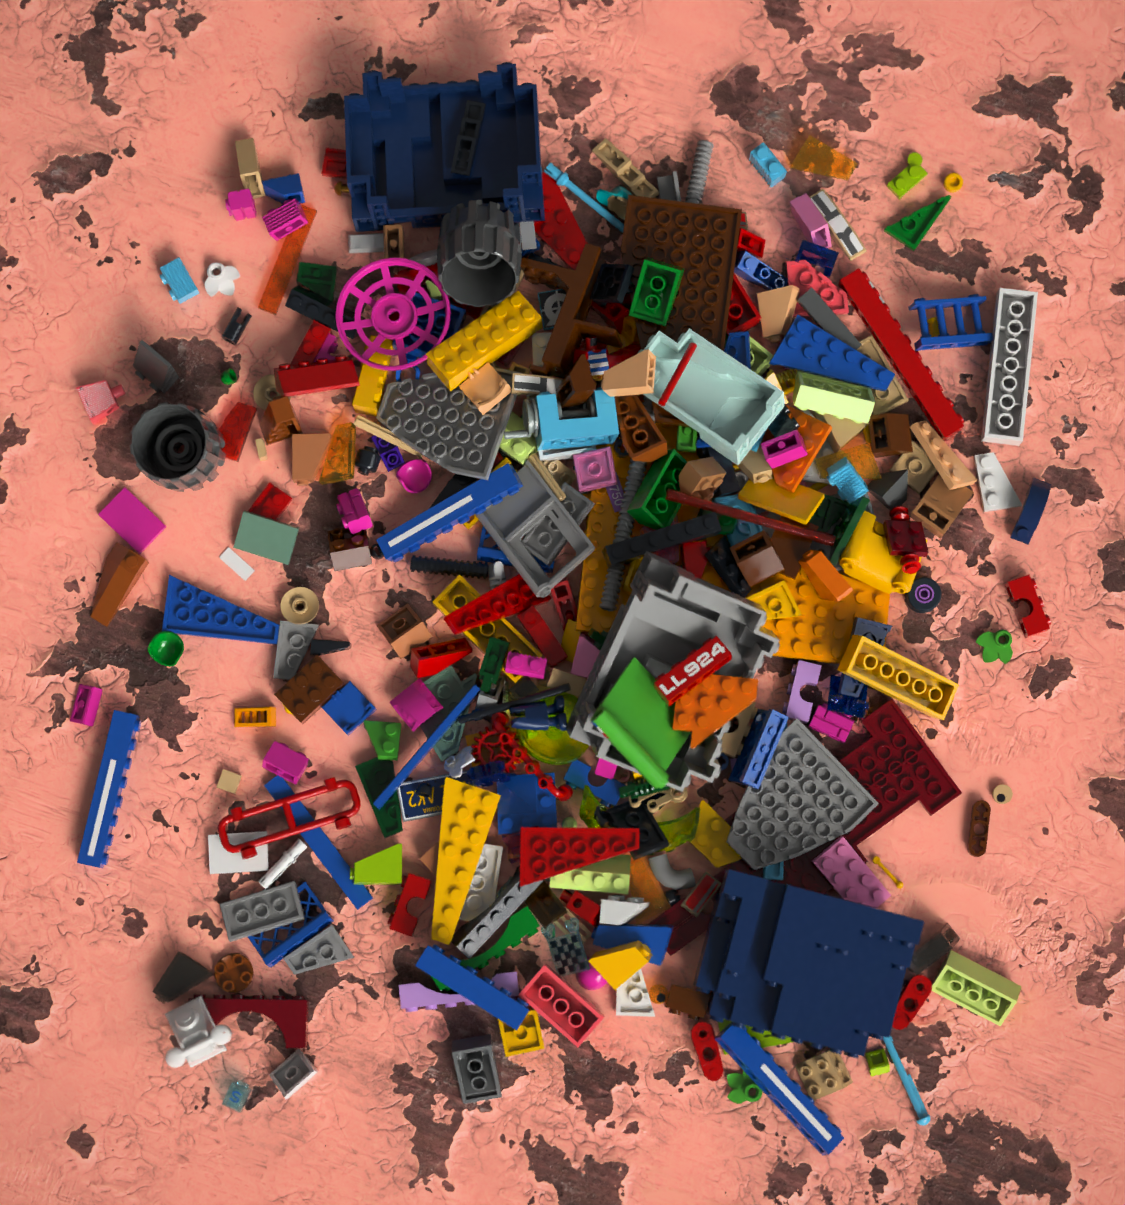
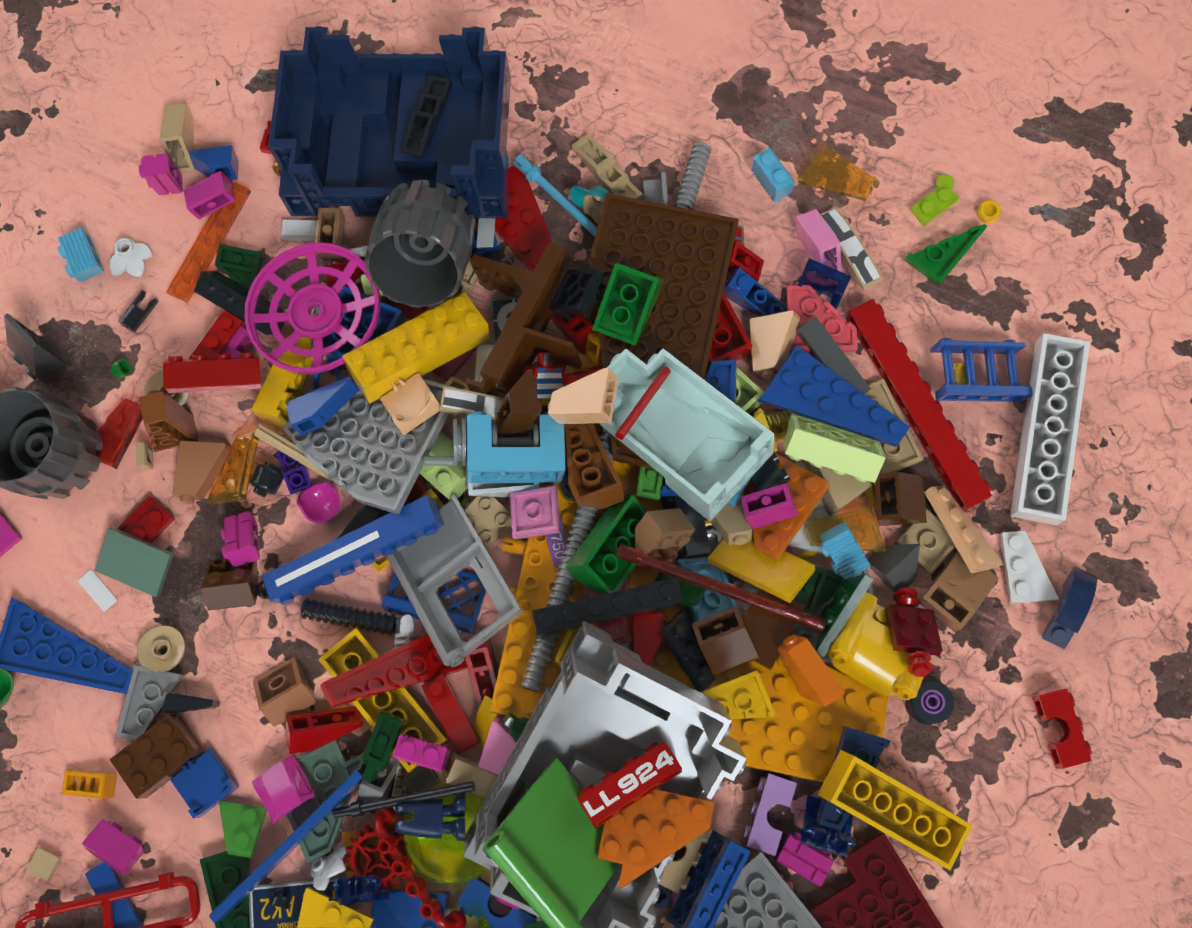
camera: 10 degrees right, 5 degrees down
(405, 397) = (319, 406): none -> blue slope
(545, 538) = (465, 593): light grey tile -> none
(546, 476) = (475, 516): tan axle -> none
(993, 648) = (1016, 779): bright green plate -> none

